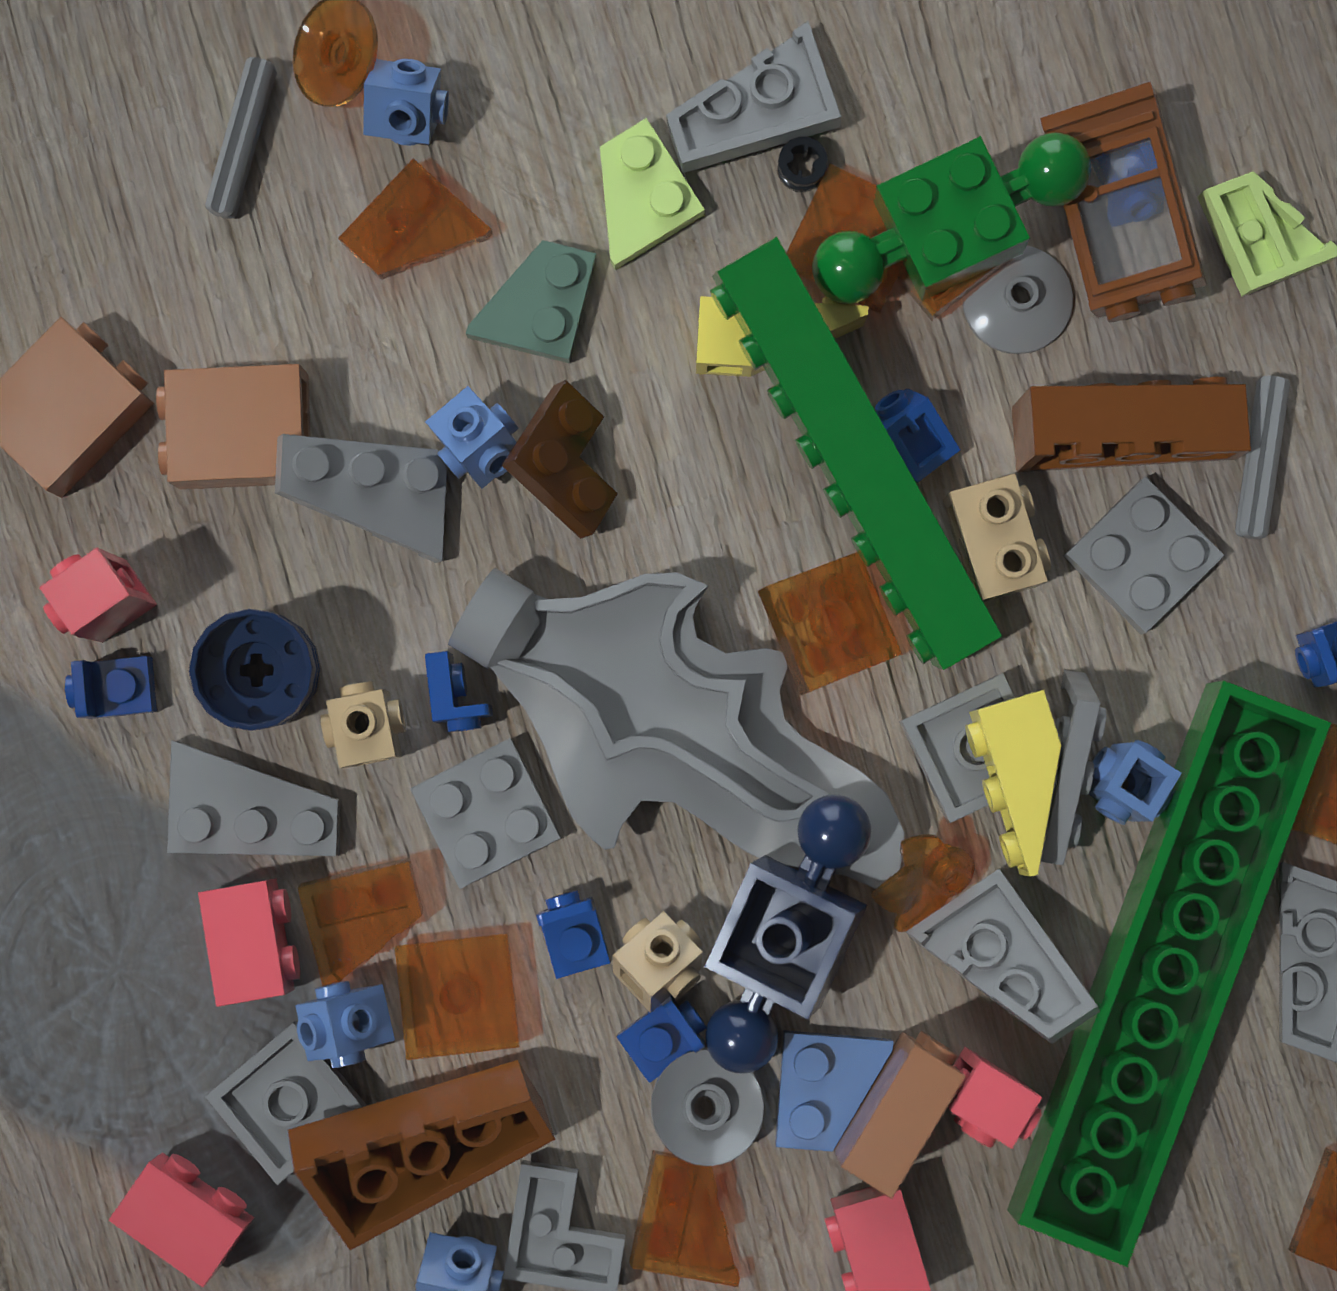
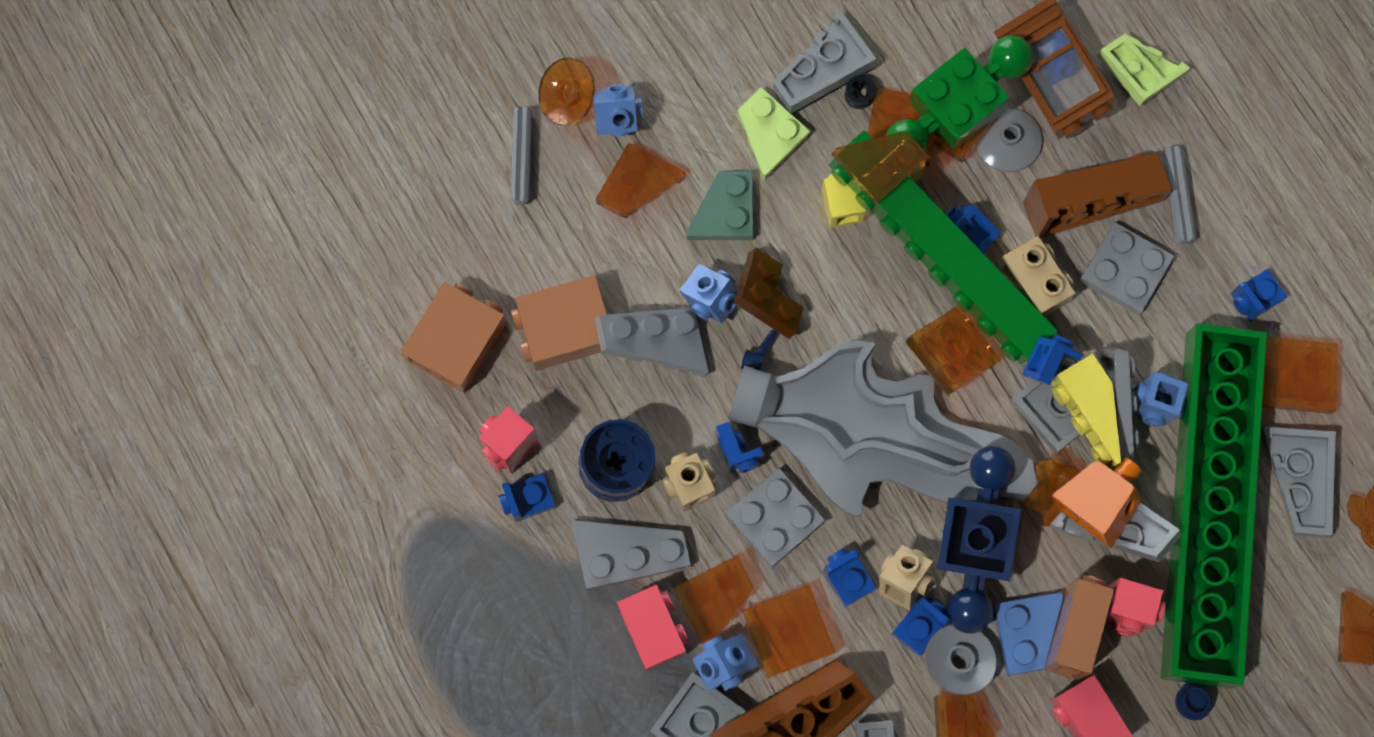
camera: 15 degrees left, 10 degrees down
(517, 559) = (755, 359): none -> dark blue hand
(789, 298) = (881, 162): none -> clear orange wing
(969, 677) = (1046, 358): none -> blue bracket
(992, 921) = (1101, 499): none -> orange torso
(1046, 1260) = (1193, 702): none -> dark blue plate

